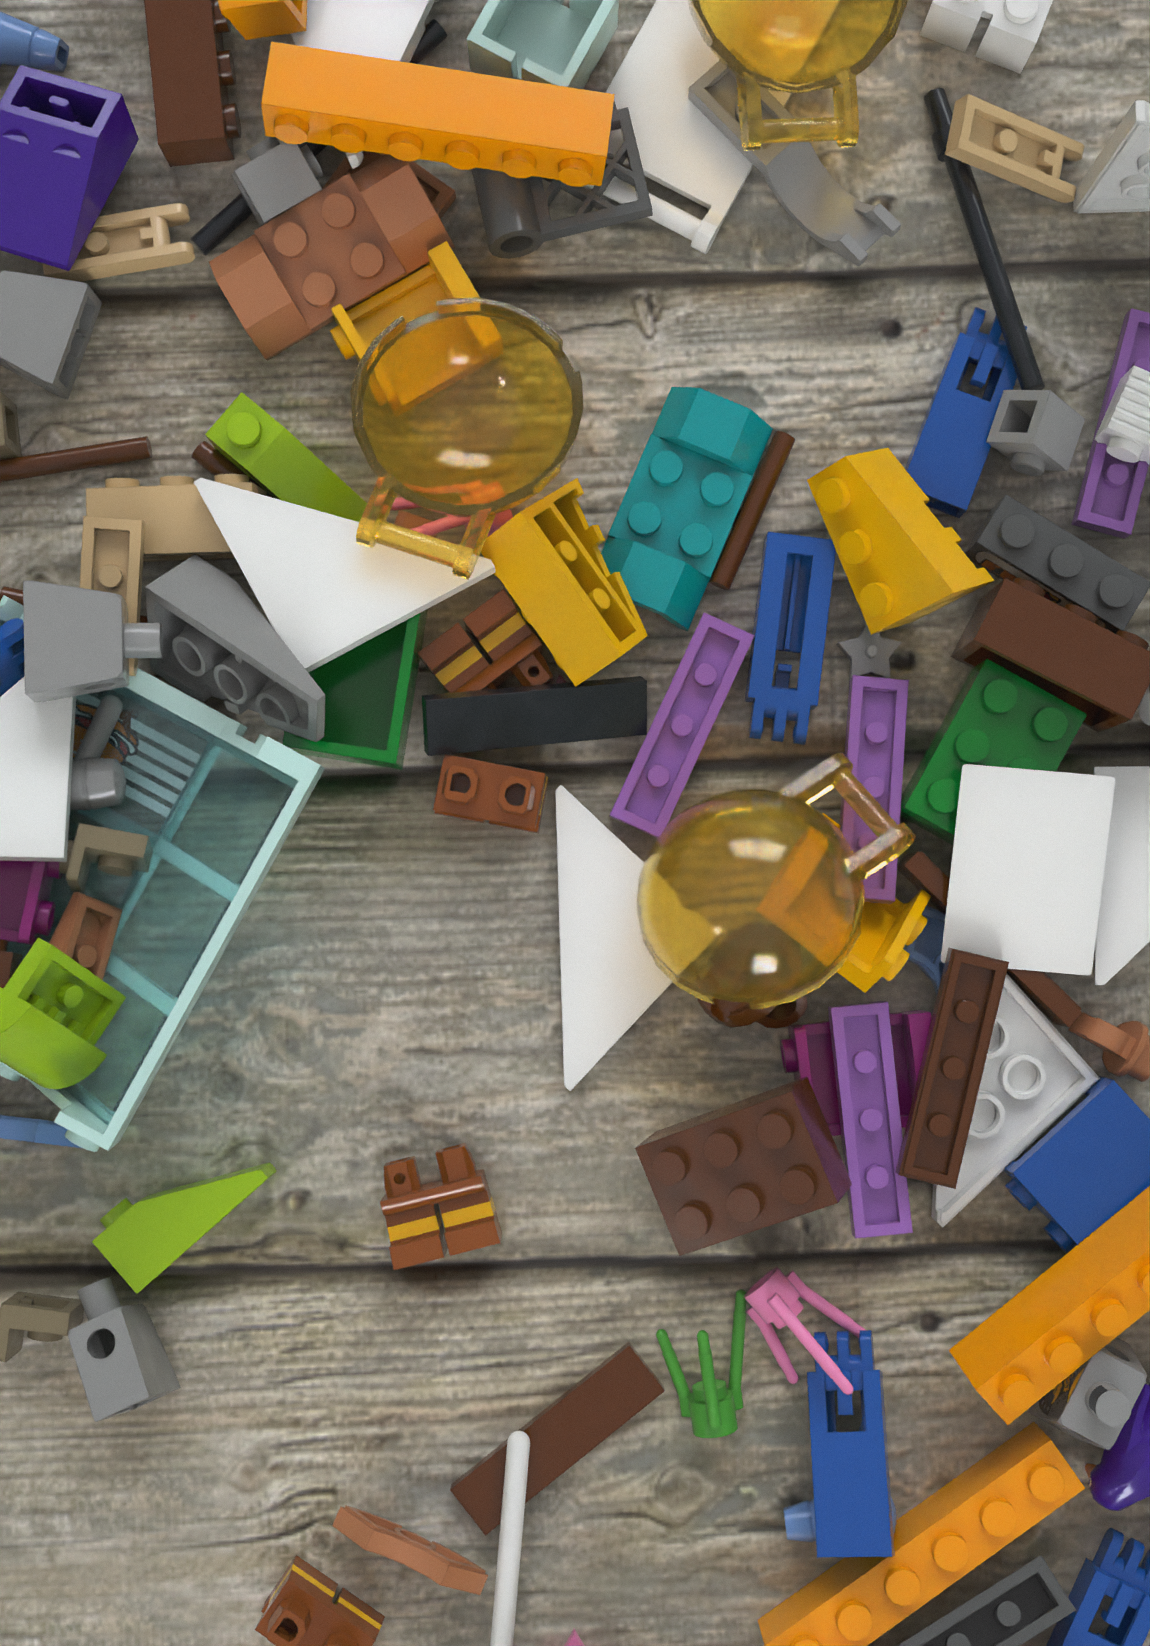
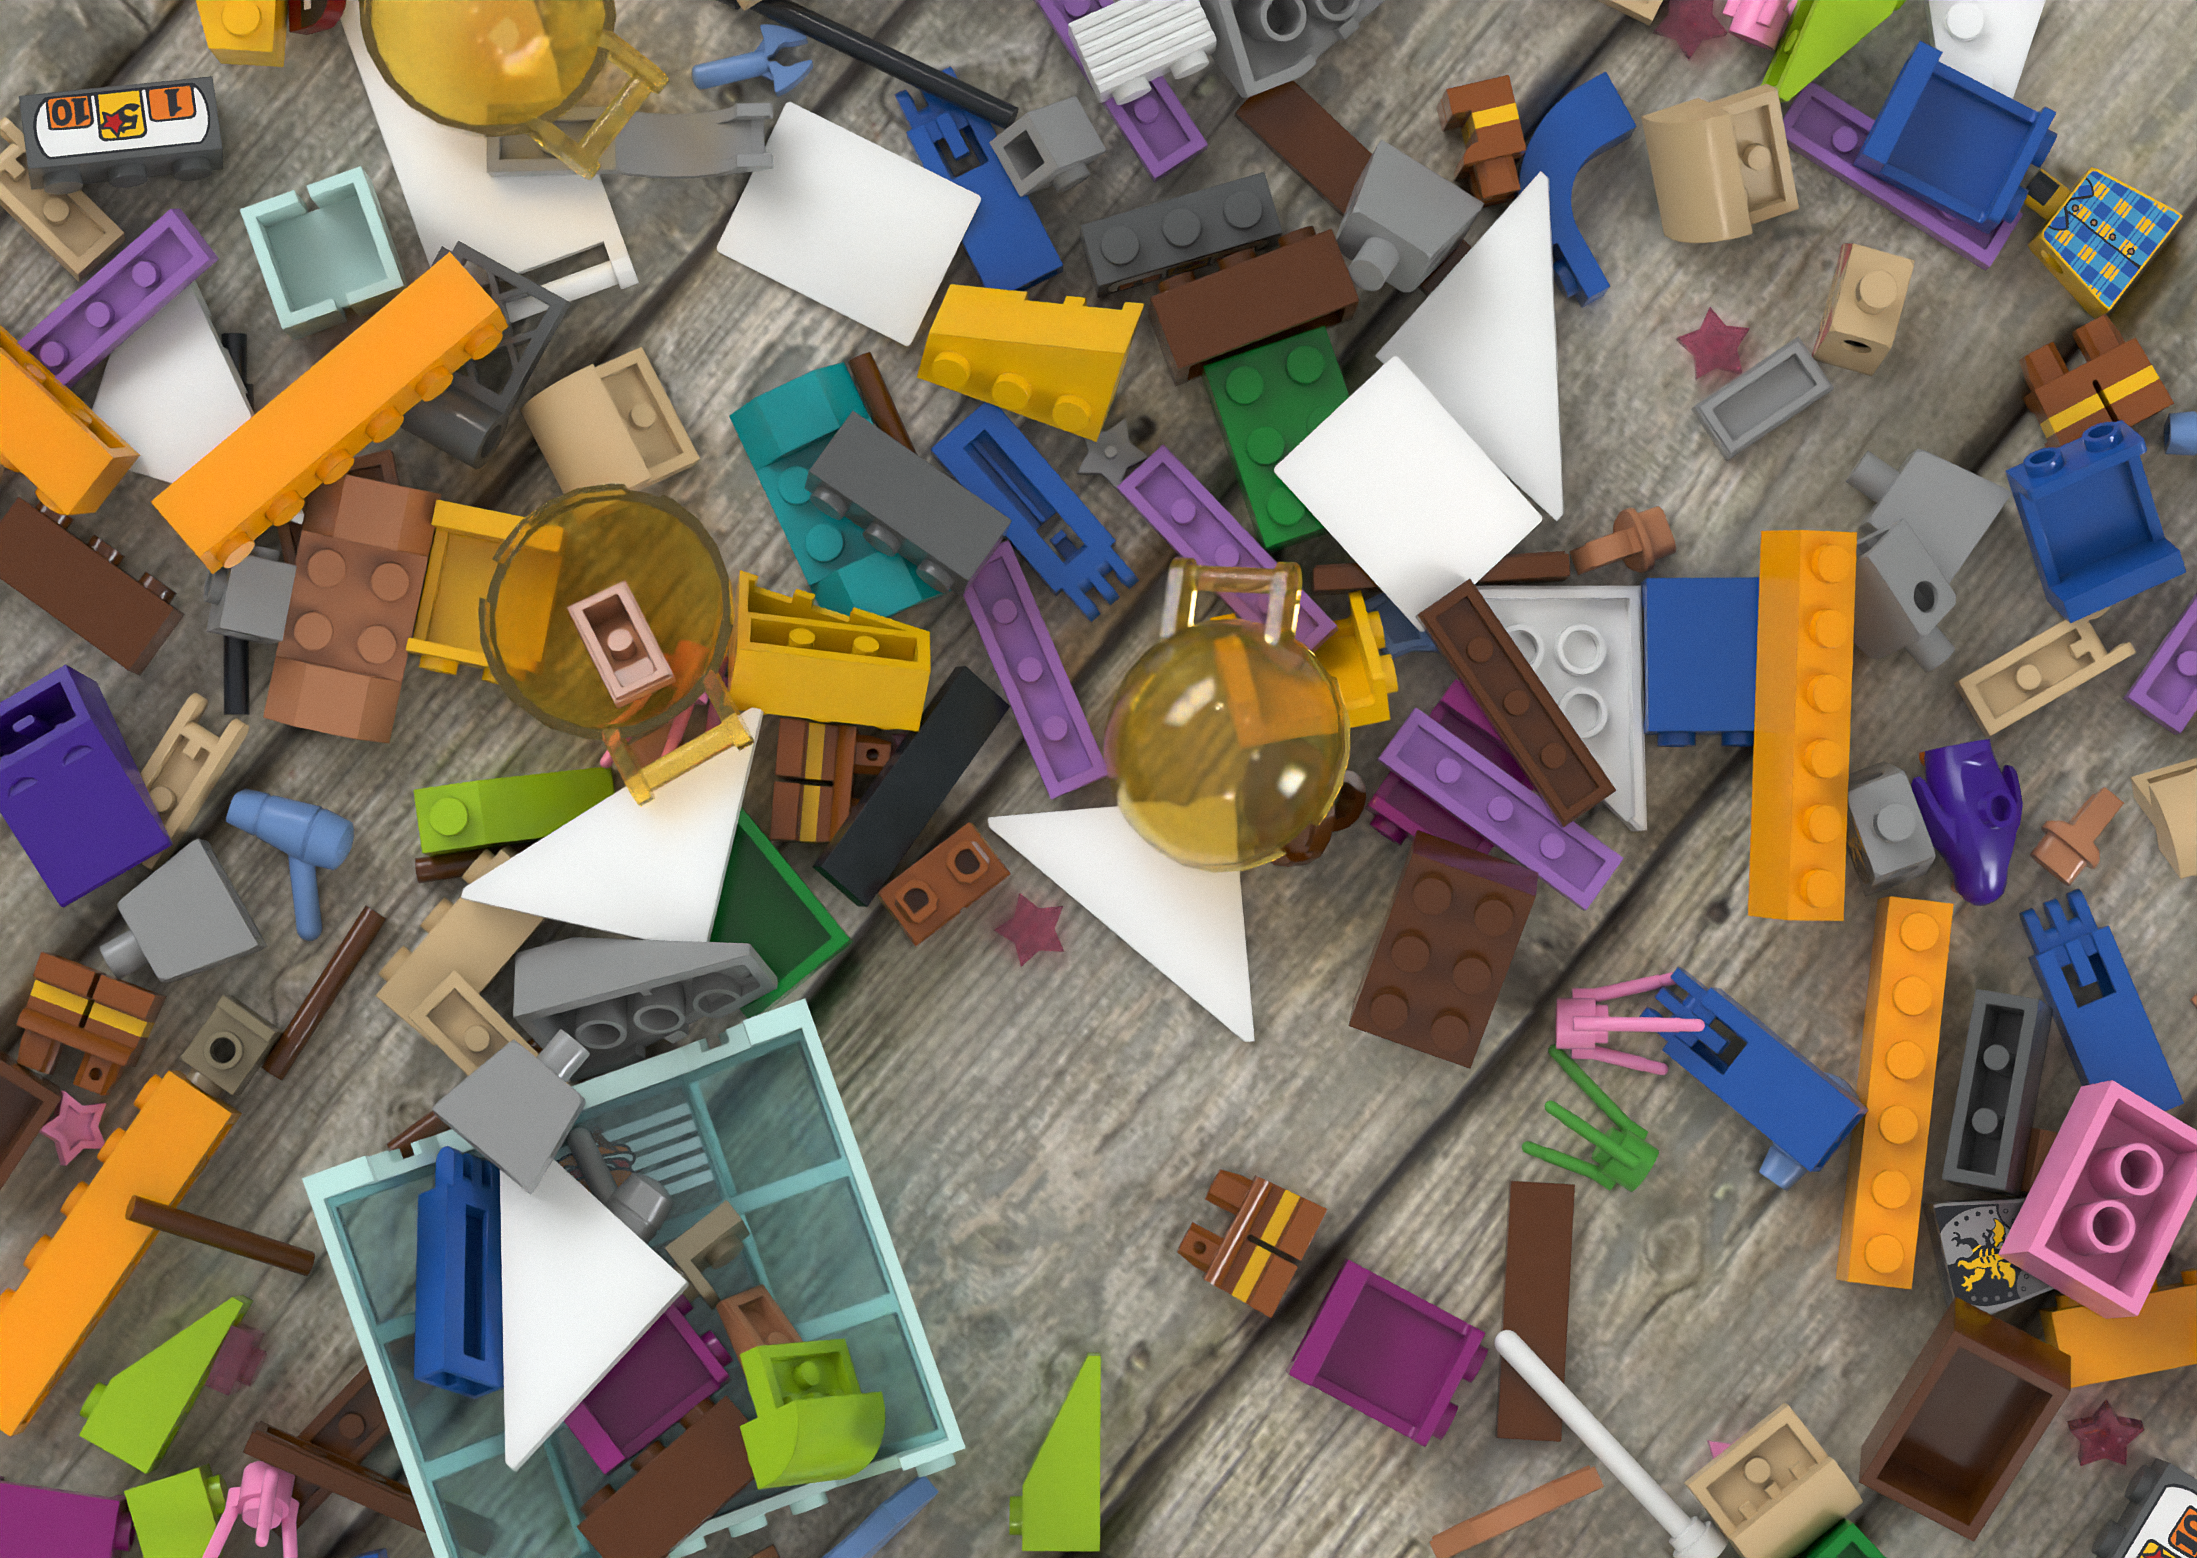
camera: 55 degrees left, 0 degrees up
(157, 356) = (303, 832): none -> medium blue piece
(442, 1366) = (1388, 1353): none -> magenta panel
(456, 438) = (621, 644): none -> nougat slope
(514, 879) = (1032, 929): none -> clear pink piece
(597, 312) = (610, 426): none -> tan brick
(717, 544) = (905, 505): none -> dark grey brick
(866, 351) = (849, 224): none -> white sticker
(917, 204) = (757, 63): none -> medium blue bar

